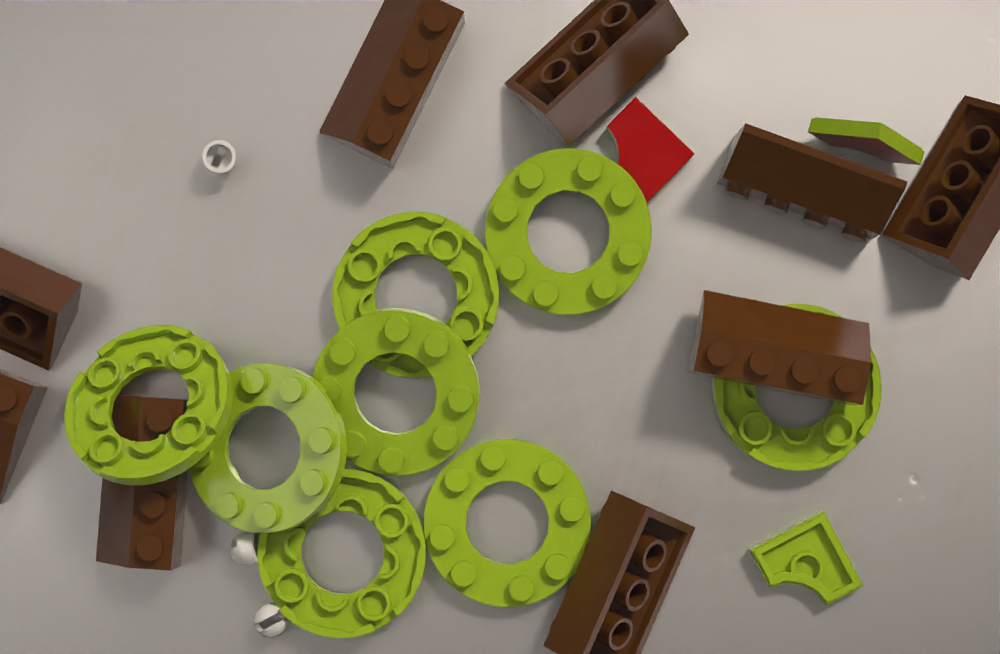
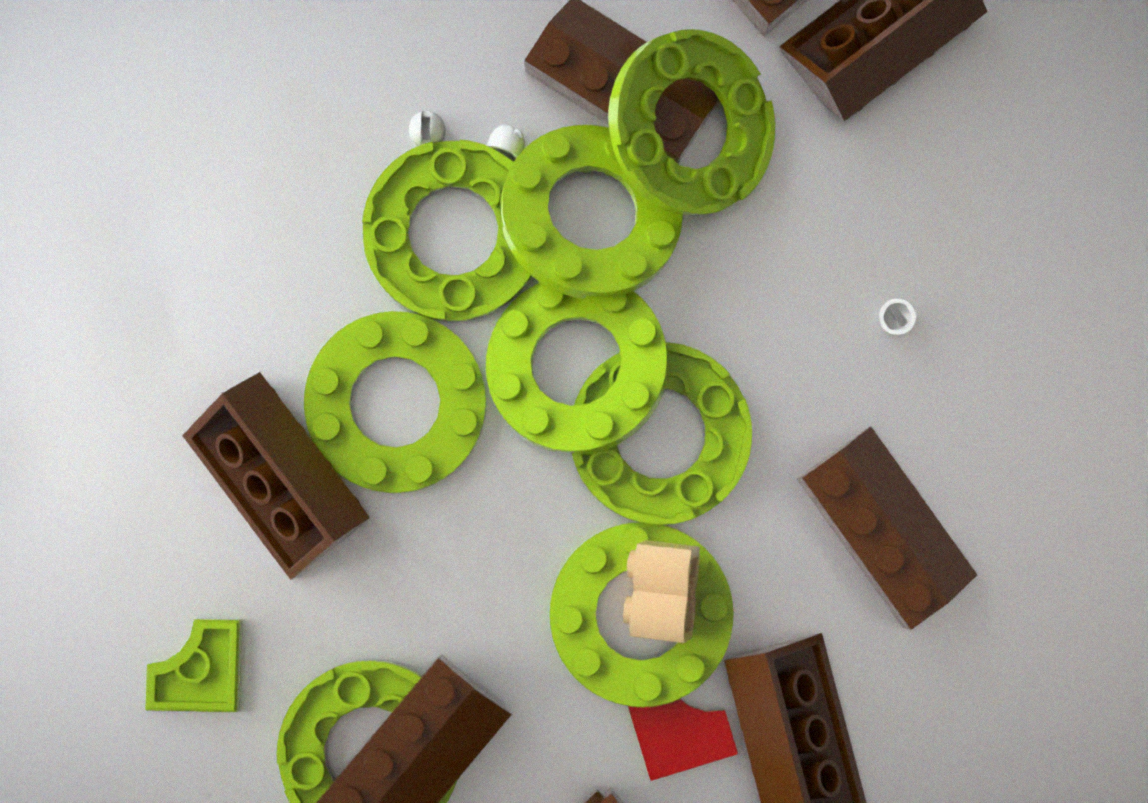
camera: 125 degrees right, 0 degrees up
(540, 222) = (662, 591): none -> tan brick

